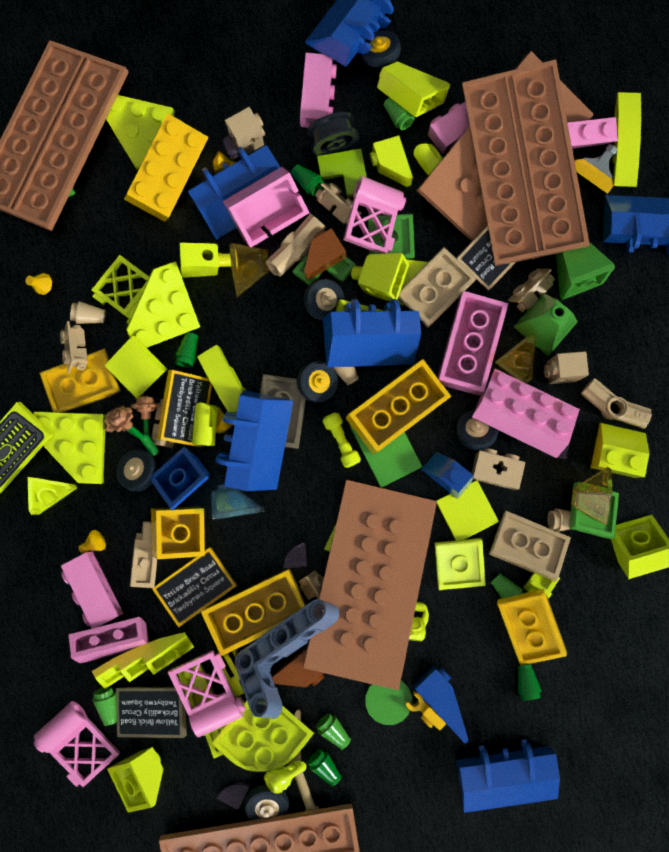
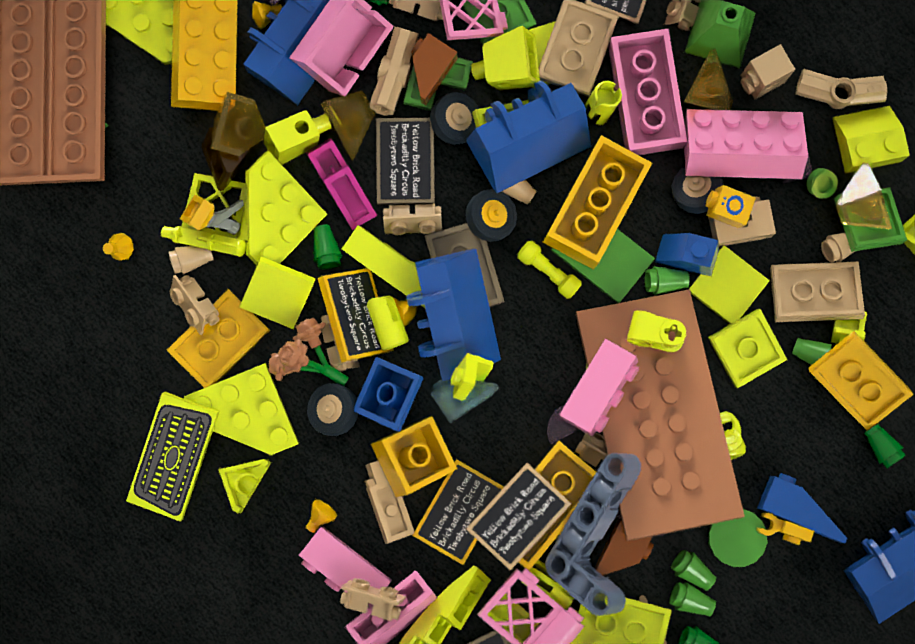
camera: 20 degrees left, 0 degrees up
(89, 616) = (361, 594): none -> tan hinge
(102, 306) = (205, 240): none -> neon yellow piece
(106, 286) = (201, 214): none -> piece
(142, 255) = (222, 164): none -> dark brown slope
(163, 233) = (237, 125): none -> clear yellow slope
(220, 309) = (341, 183): none -> dark pink slope
(231, 612) = (518, 516): none -> black tile
(245, 487) = (469, 371): none -> neon yellow bracket
(249, 355) = (425, 220): none -> tan hinge
(273, 314) = (405, 161): none -> black tile
(335, 545) = (600, 388): none -> bright pink brick
(344, 709) = (693, 570): none -> bright green cone
(392, 519) = (653, 332): none -> neon yellow piece
(422, 486) = (664, 280): none -> bright green cone
(436, 335) = (603, 101): none -> neon yellow arm
(493, 454) = (729, 206): none -> yellow brick
(570, 467) = (822, 183): none -> bright green tile

